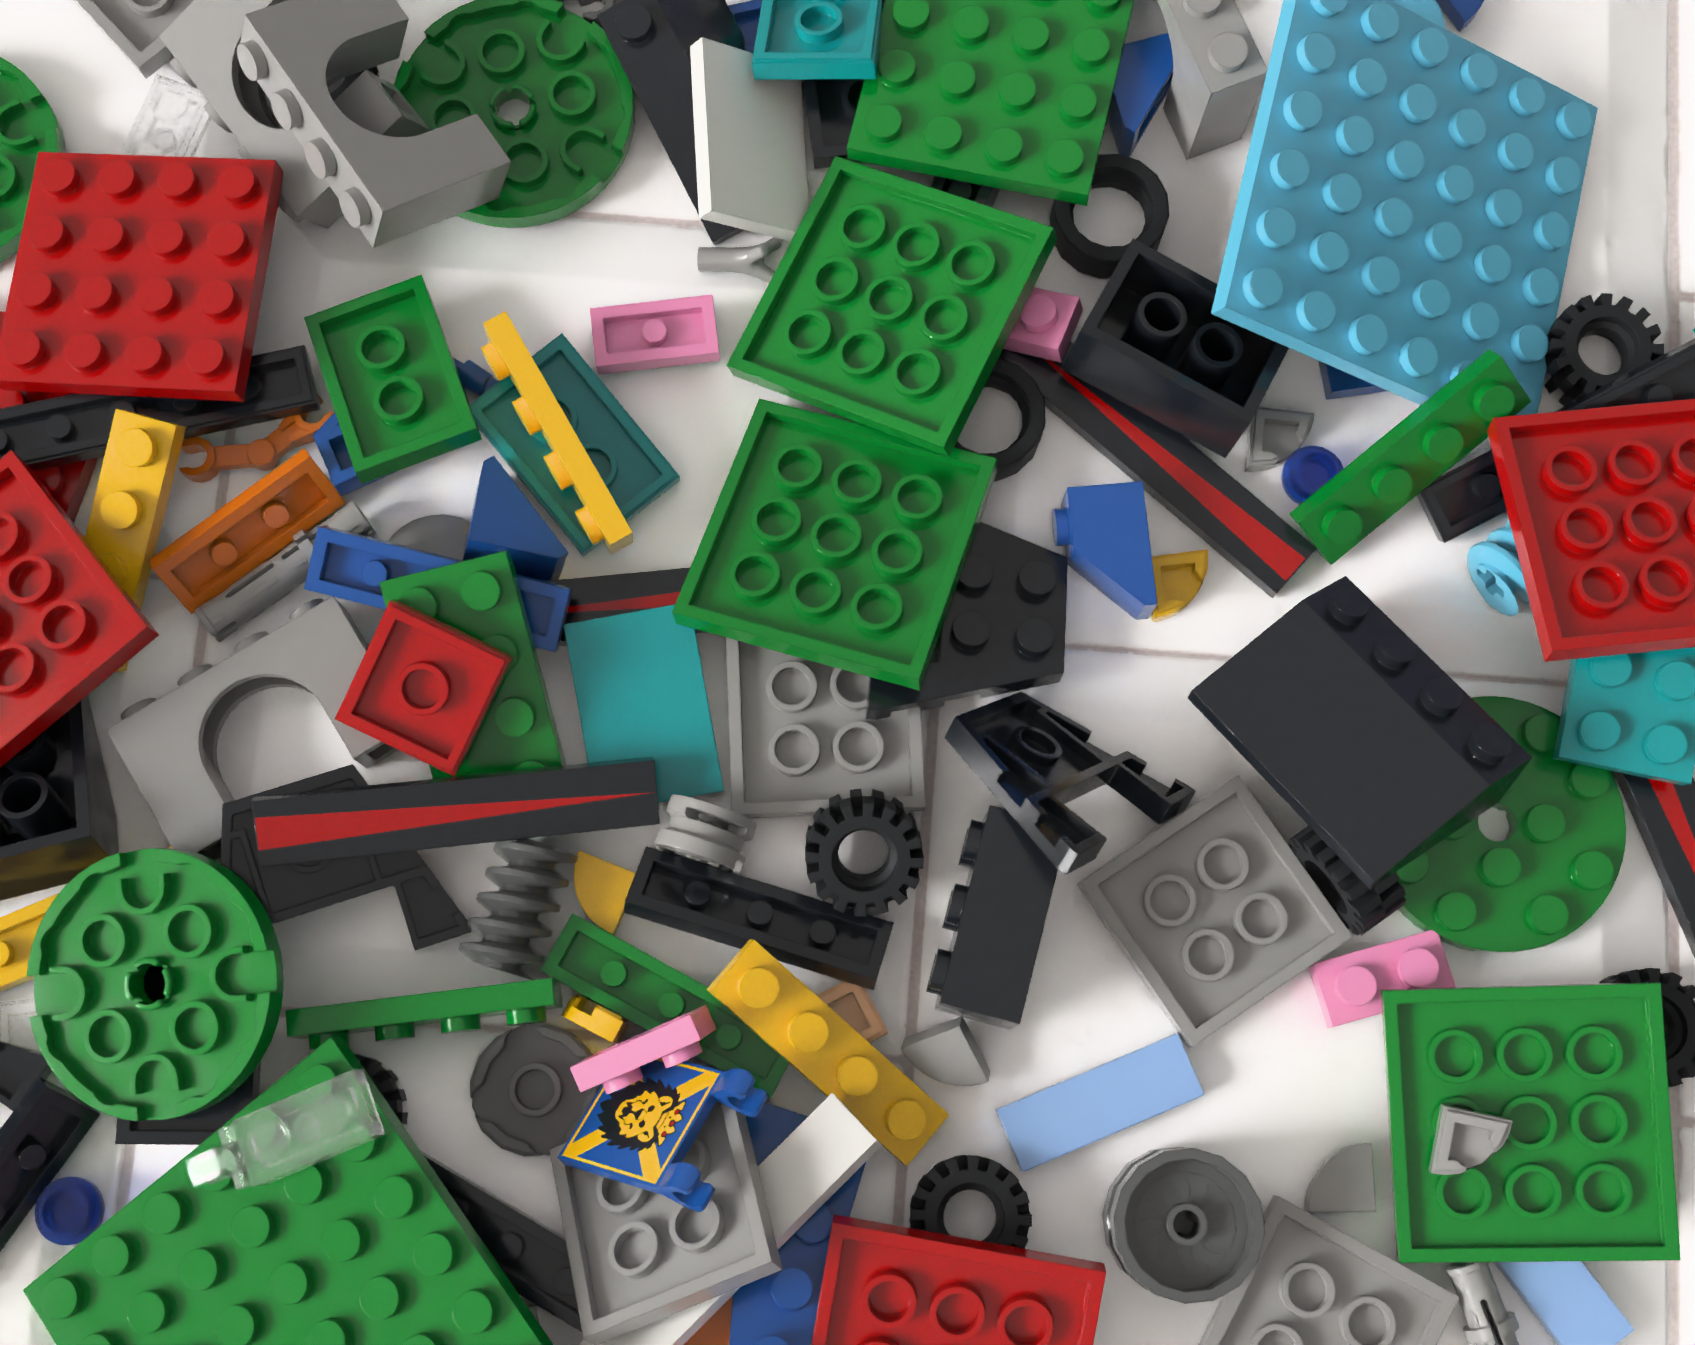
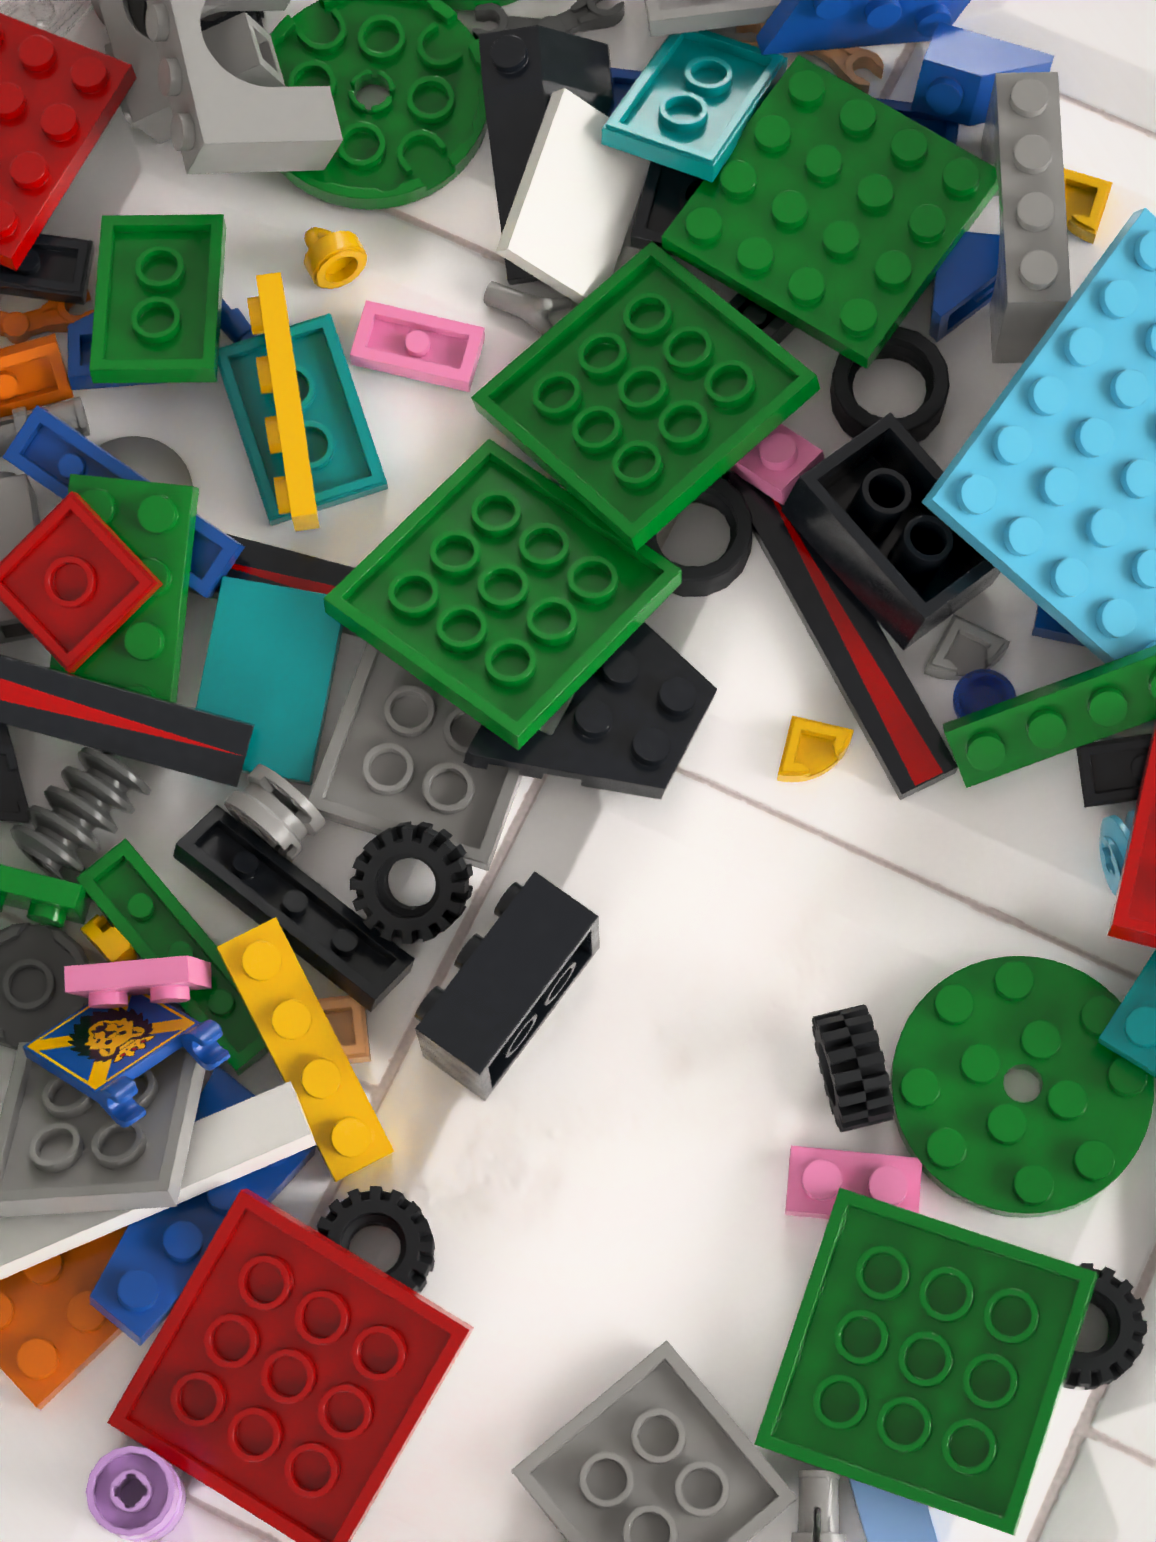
camera: 25 degrees right, 5 degrees down
(507, 520) = (212, 464): blue slope -> none
(540, 278) = (333, 257): none -> yellow tile
(601, 890) = (159, 829): yellow tile -> none
(947, 1054) = (416, 1097): light grey tile -> none
(1041, 761) = (604, 851): black wing -> none
(1099, 1102) = (538, 1196): light blue tile -> none
(1109, 542) = (760, 686): blue slope -> none
(1214, 911) = (718, 1062): light grey plate -> none
(1217, 1201) = (571, 1365): dark grey wheel -> none
(1344, 1182) = (736, 1357): light grey tile -> none
(1360, 731) = (912, 939): black slope -> none
(1465, 1139) = (858, 1349): light grey tile -> none

